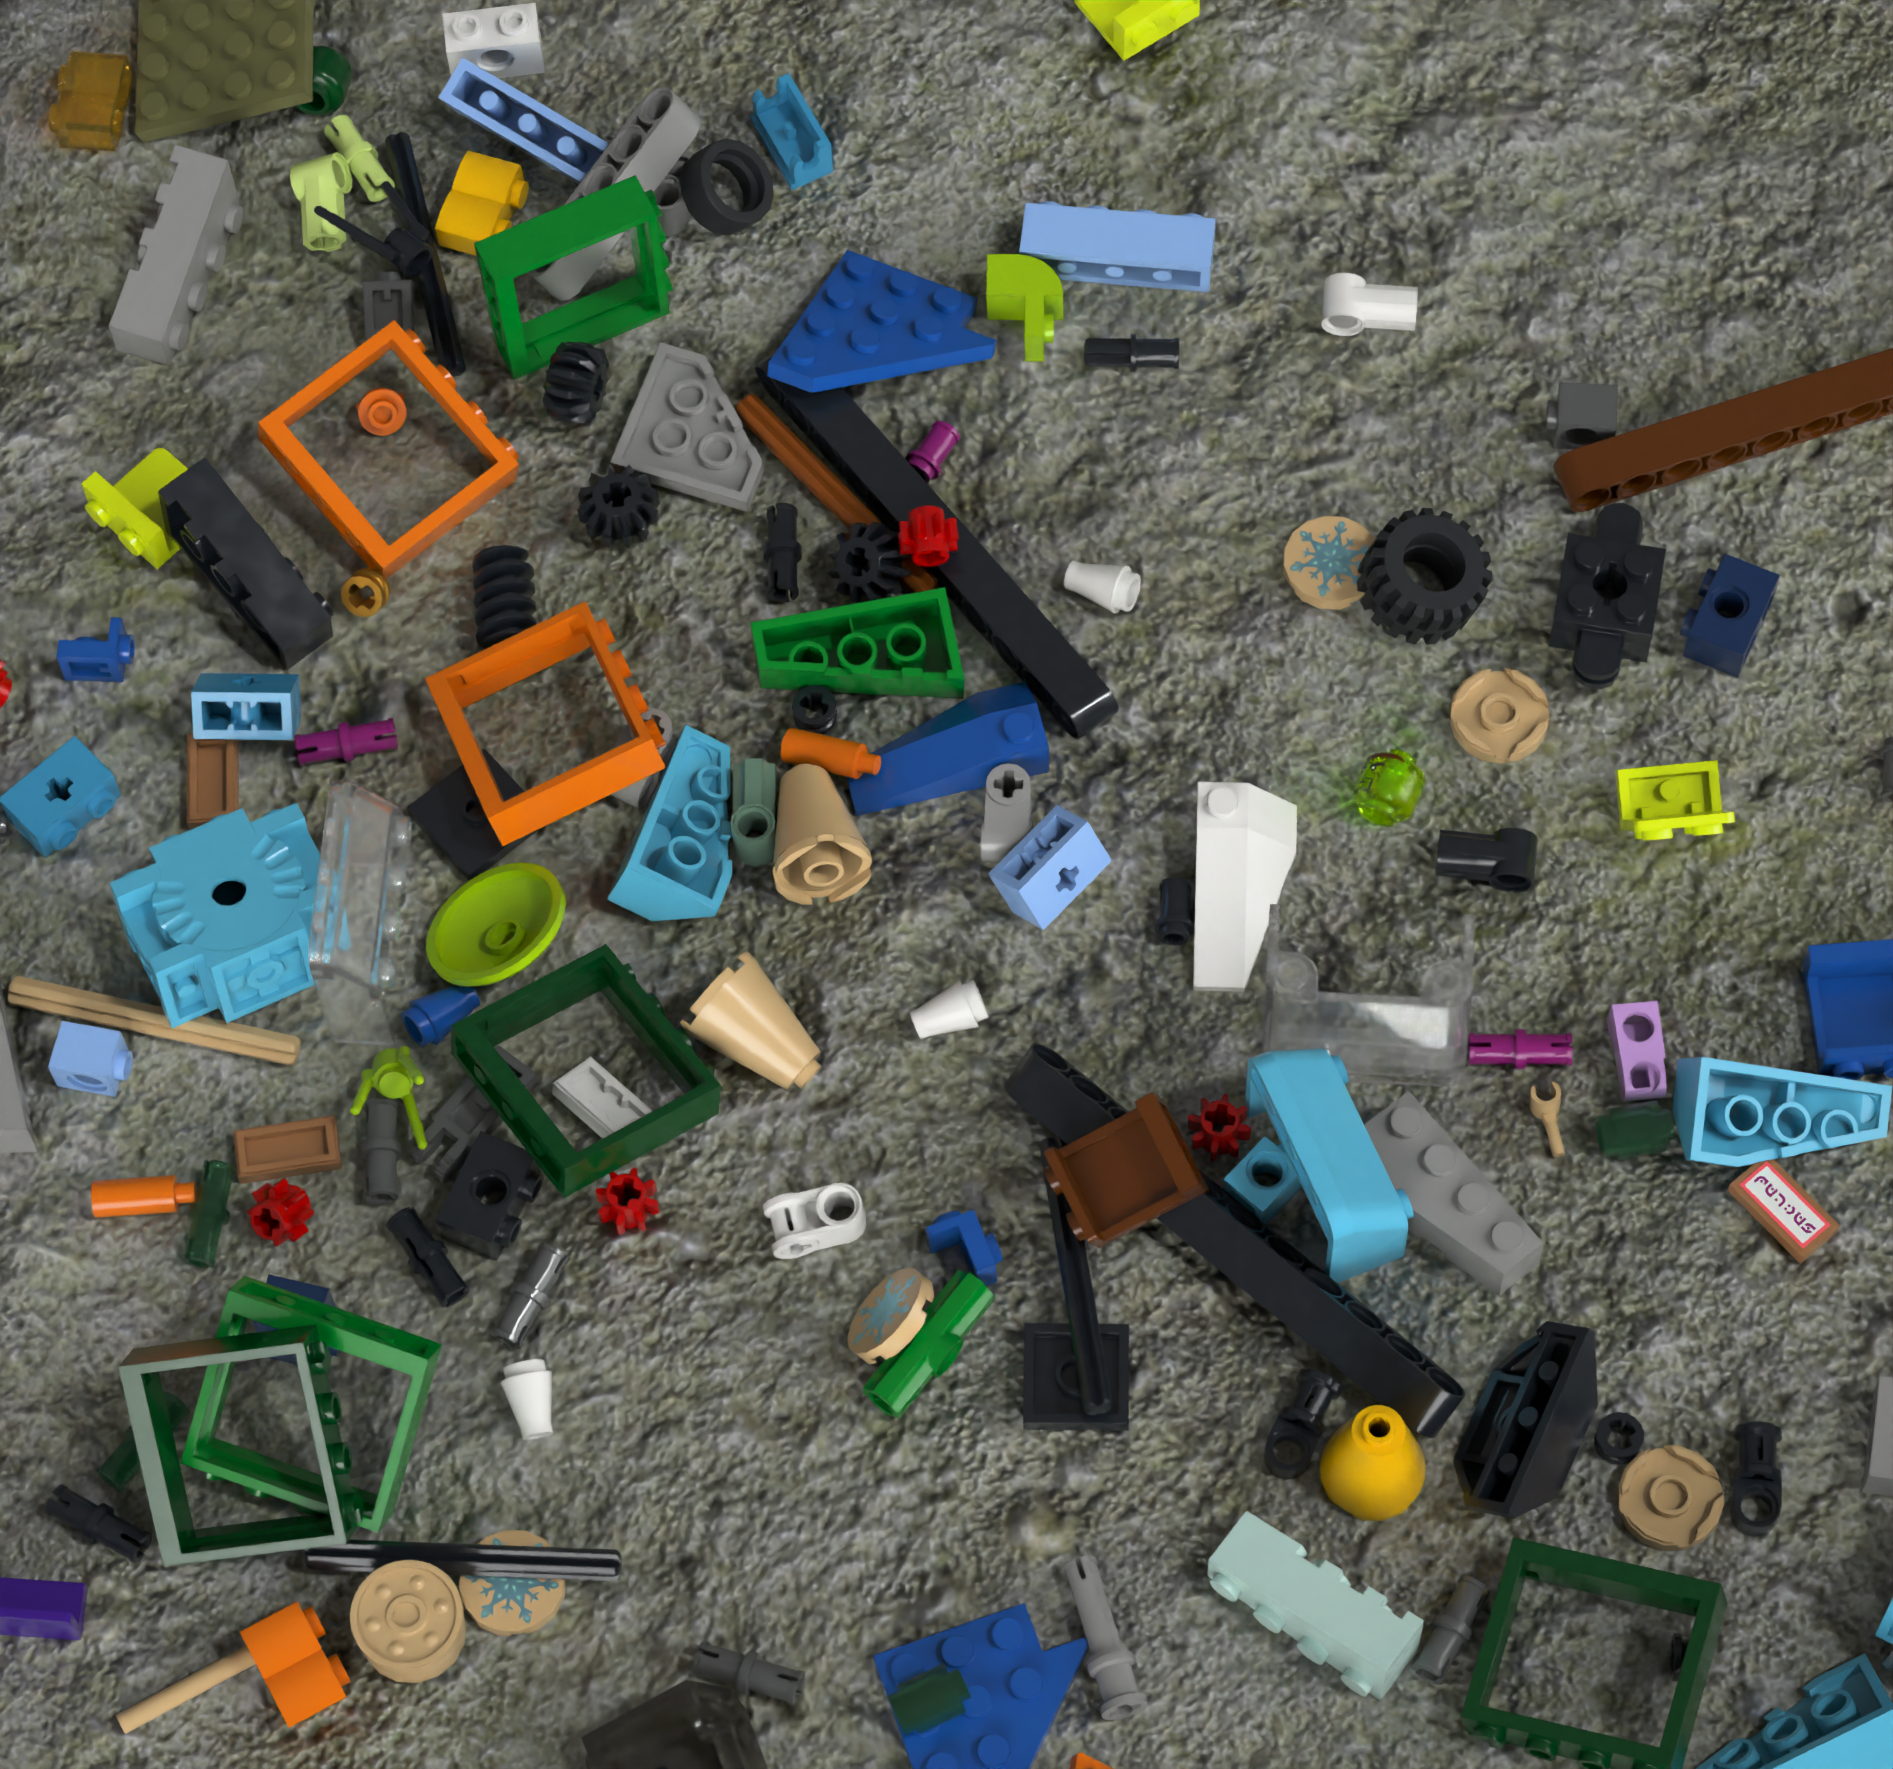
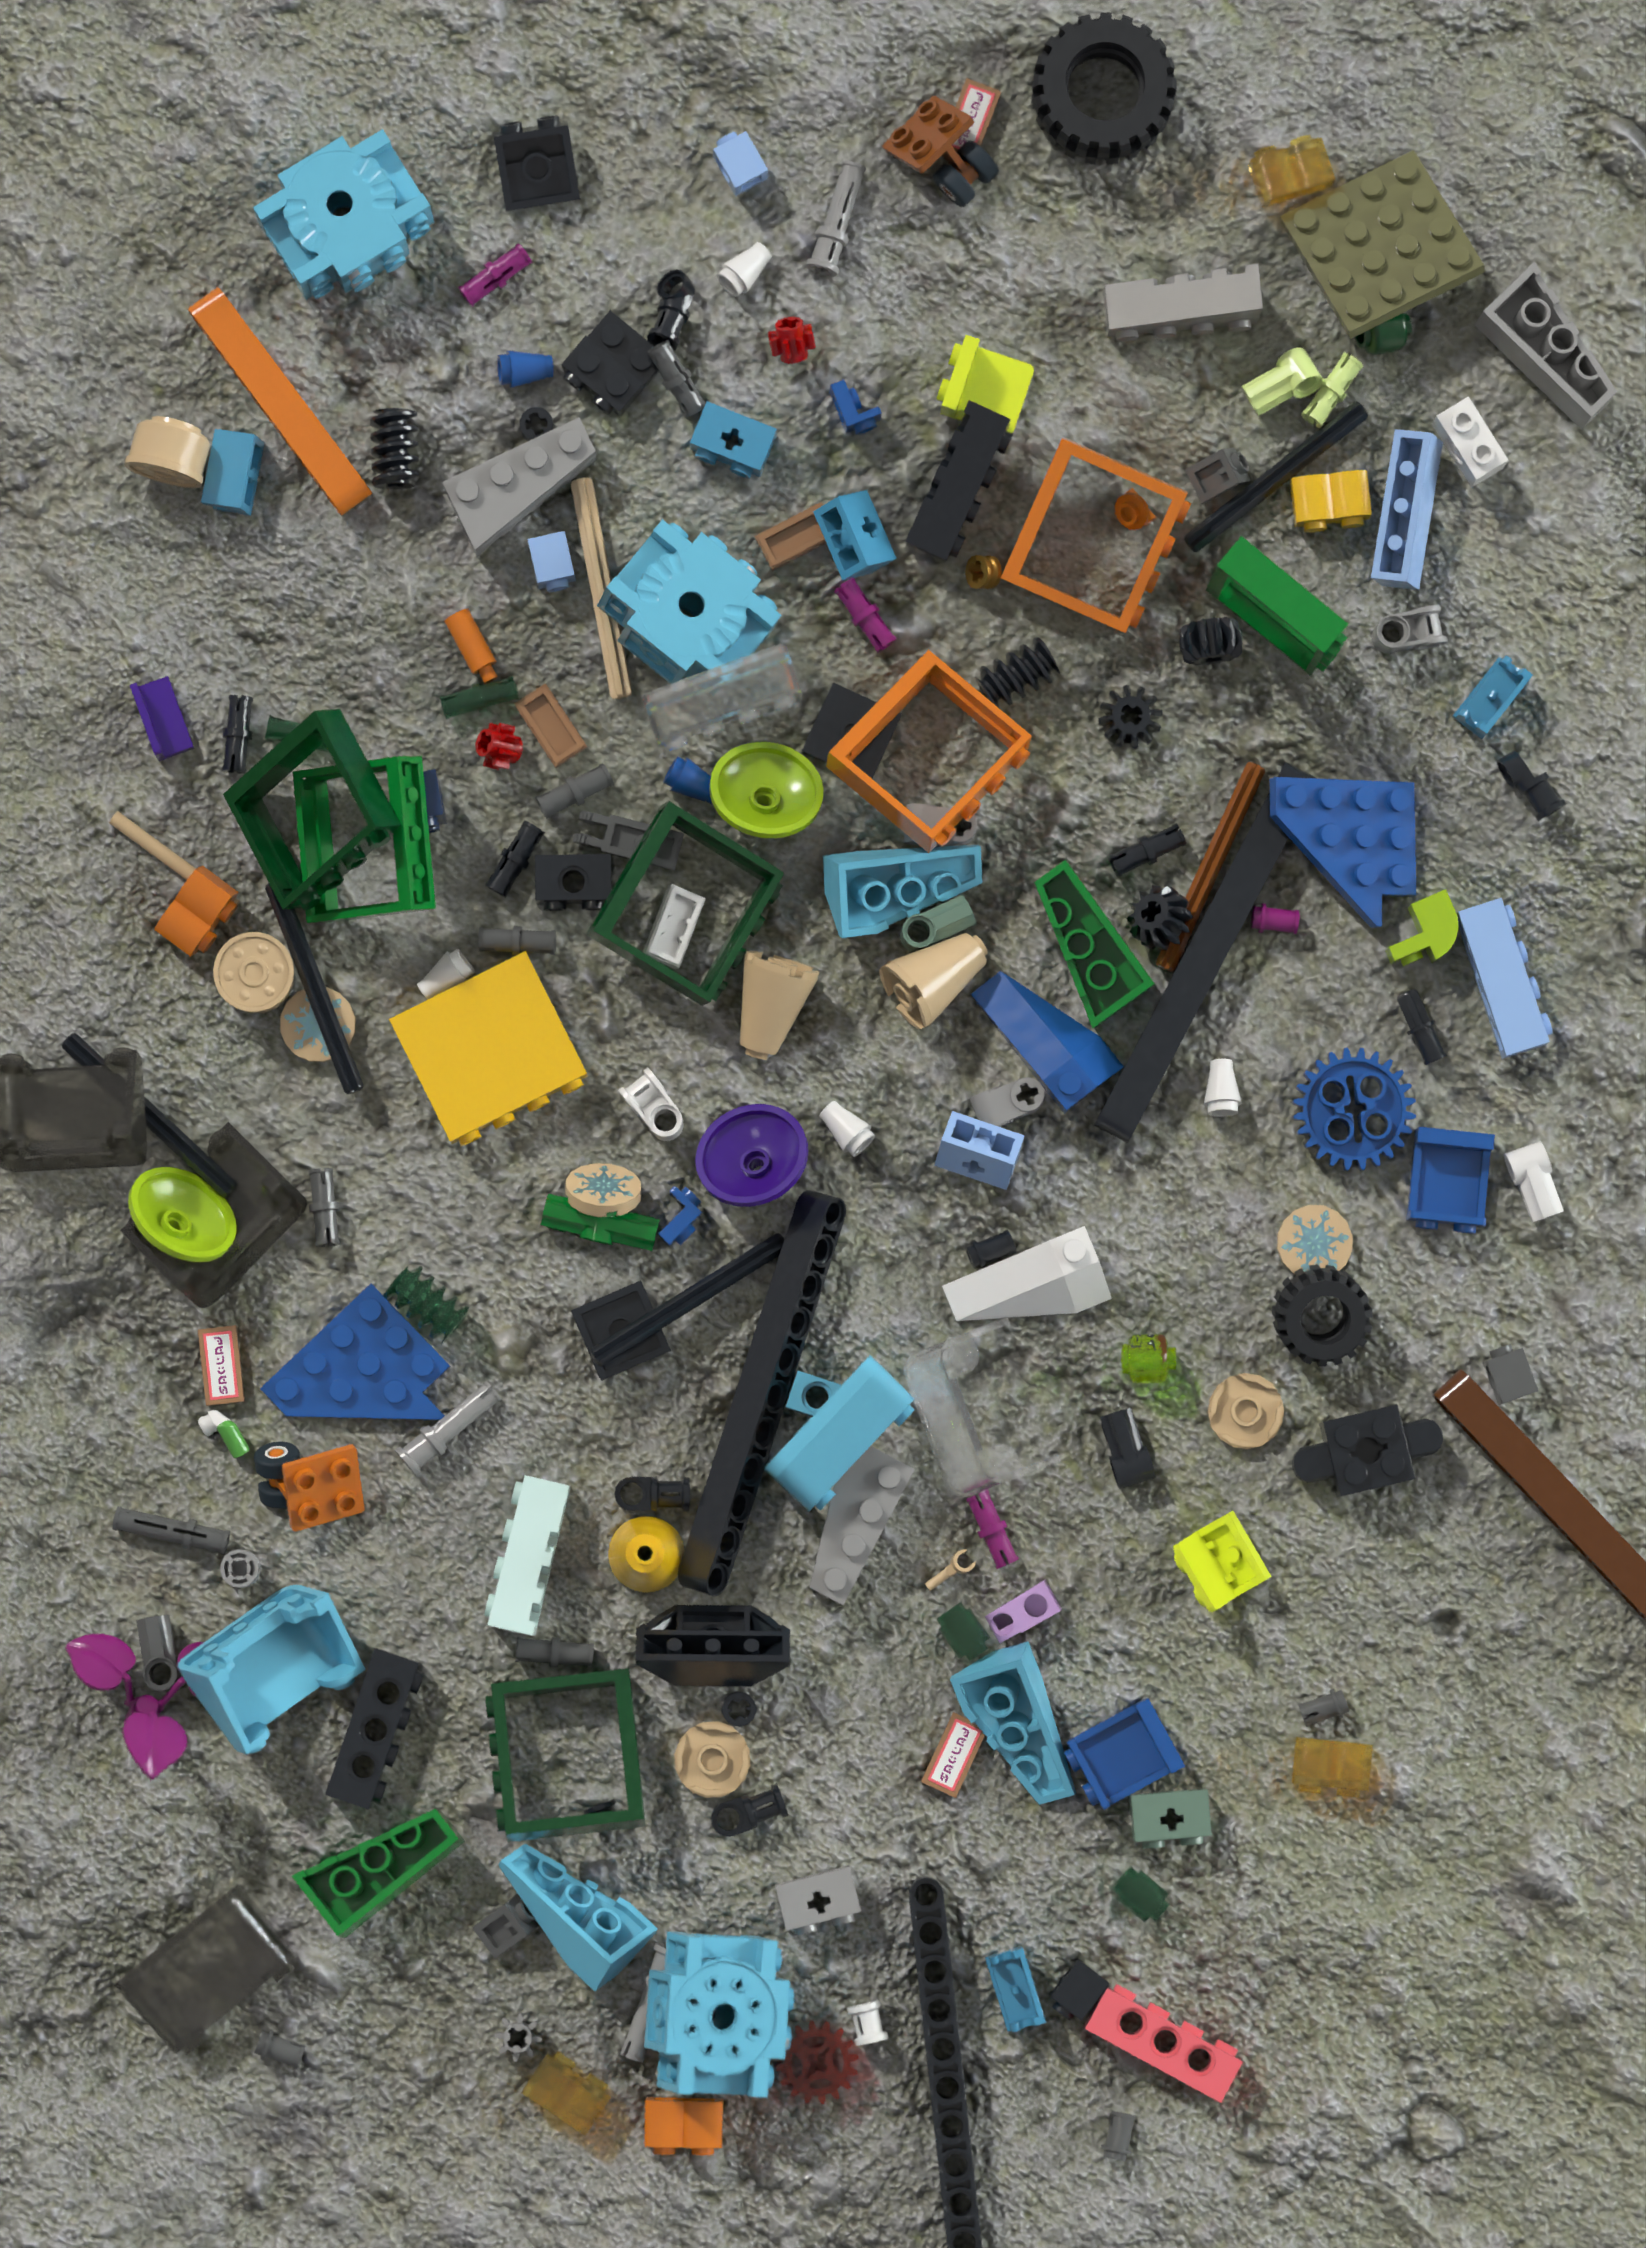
camera: 55 degrees right, 20 degrees up
(393, 1077) = (627, 775): lime plant -> none
(401, 247) = (1260, 462): black plant -> none
(636, 1210) = (620, 979): red gear -> none
(643, 147) = (1379, 595): light grey beam -> none
(647, 1380) = (489, 1049): none -> yellow panel
(689, 433) = (1212, 737): light grey plate -> none
(705, 203) = (1430, 695): black tyre -> none
(806, 697) = (1025, 923): black bush -> none
(831, 753) = (1001, 956): orange cylinder -> none
(908, 136) = (1536, 789): none -> black connector
(916, 1111) = (749, 1139): none -> dark purple dish
(928, 536) = (1188, 953): red gear -> none
(929, 1699) = (350, 1335): clear green brick -> none
(932, 1591) = (426, 1302): none -> clear green piece
(1124, 1173) = (766, 1303): reddish brown panel -> none
(1183, 491) = (1388, 1105): none -> blue gear
(1219, 1142) = (834, 1359): red gear -> none
(1321, 392) = (1449, 1179): none -> blue panel
(1722, 640) = (1371, 1551): dark blue brick -> none

